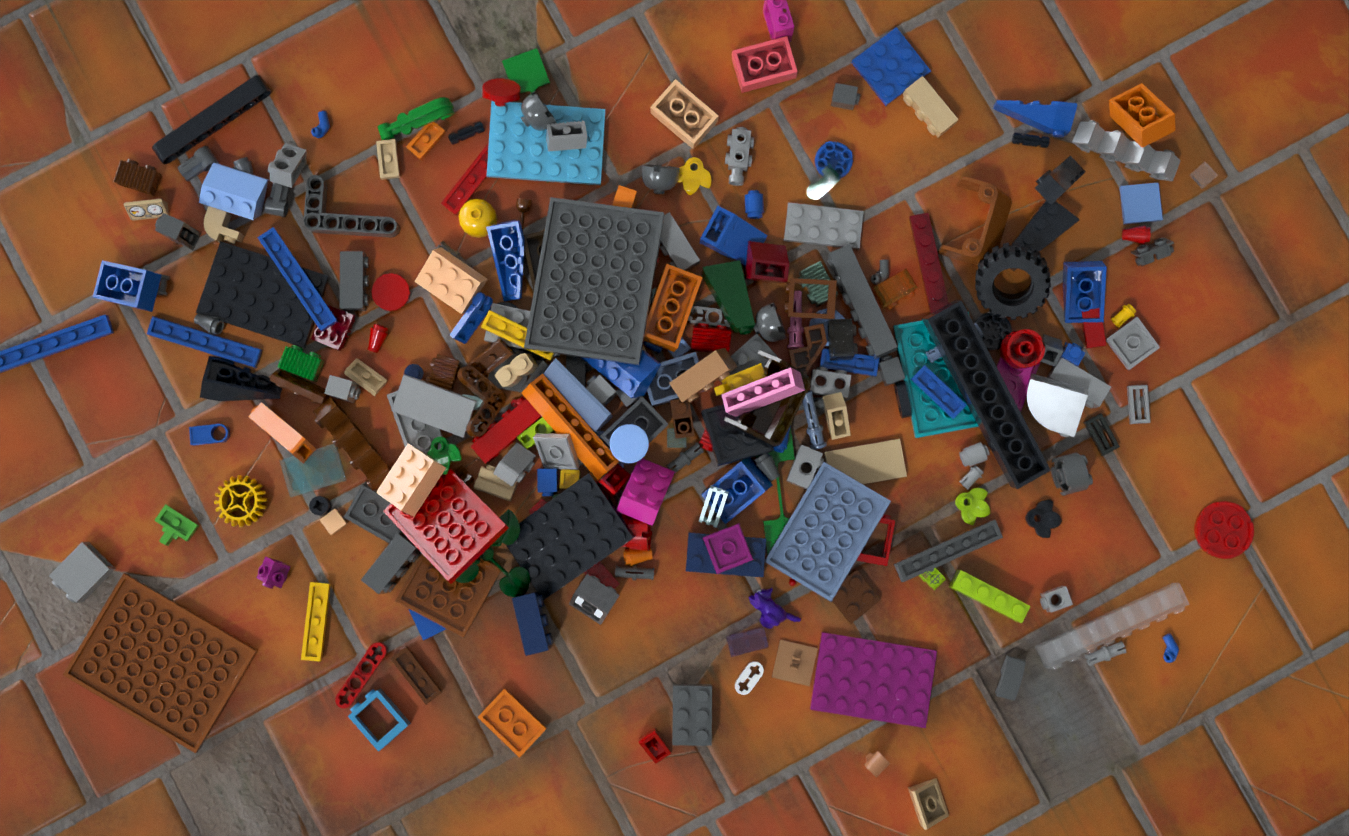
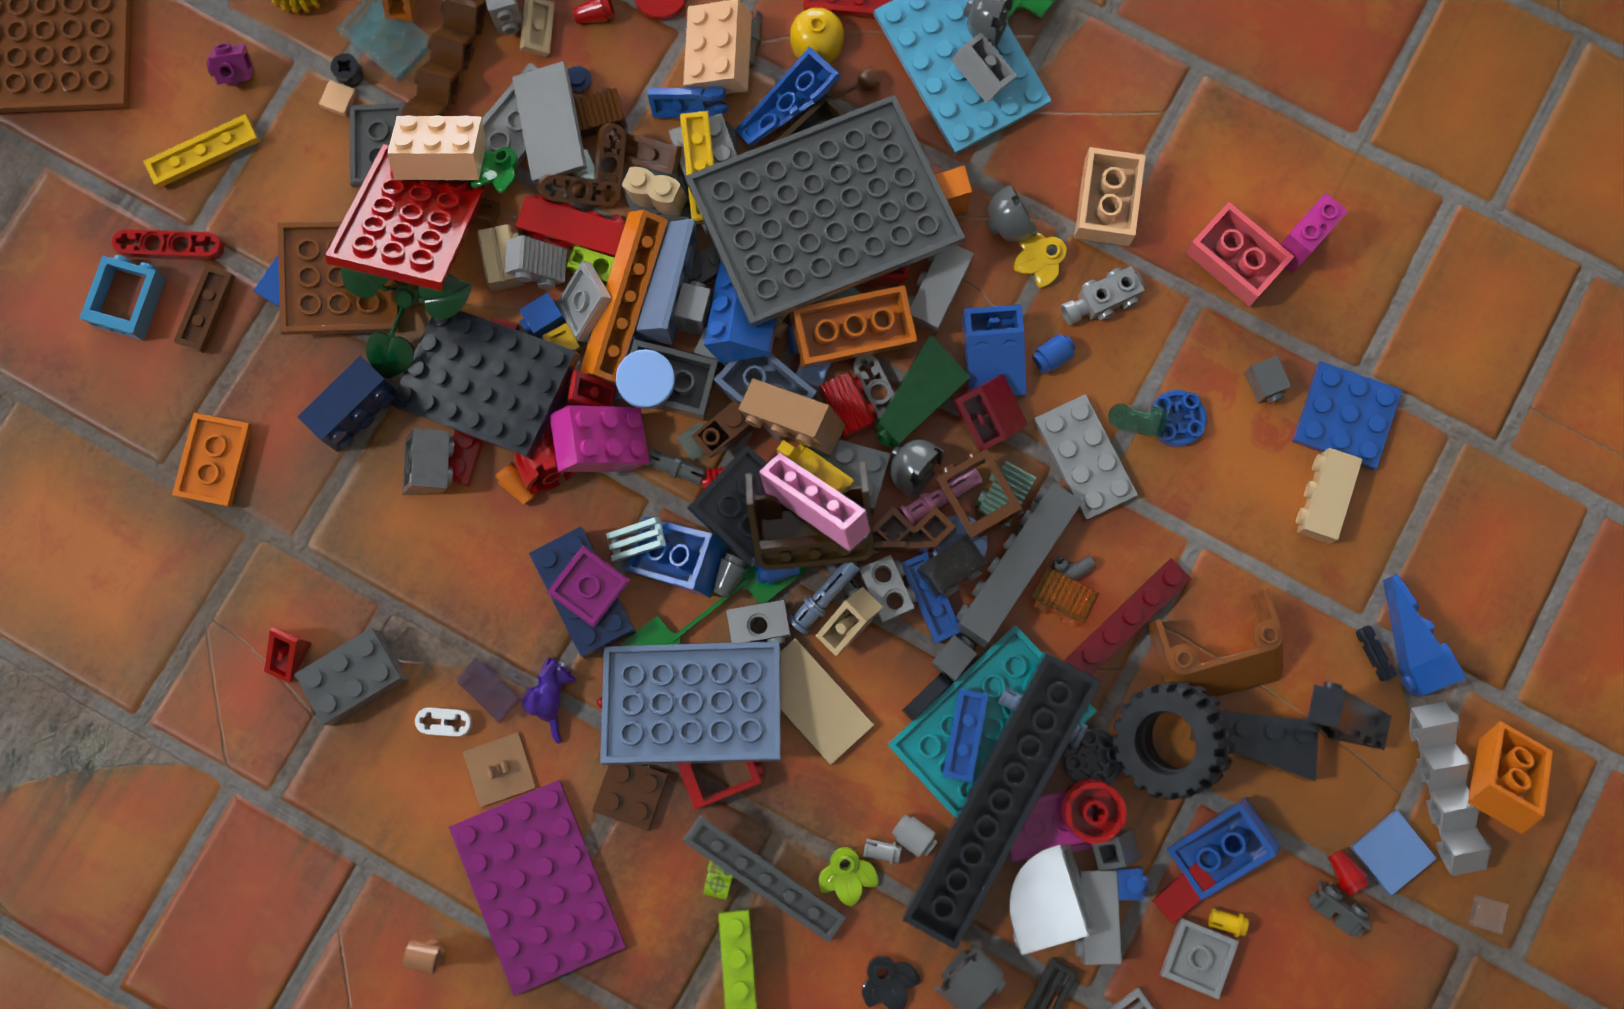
camera: 60 degrees right, 5 degrees down
(391, 564) = (315, 189): dark grey brick -> none
(620, 571) = (501, 510): dark grey pin -> none

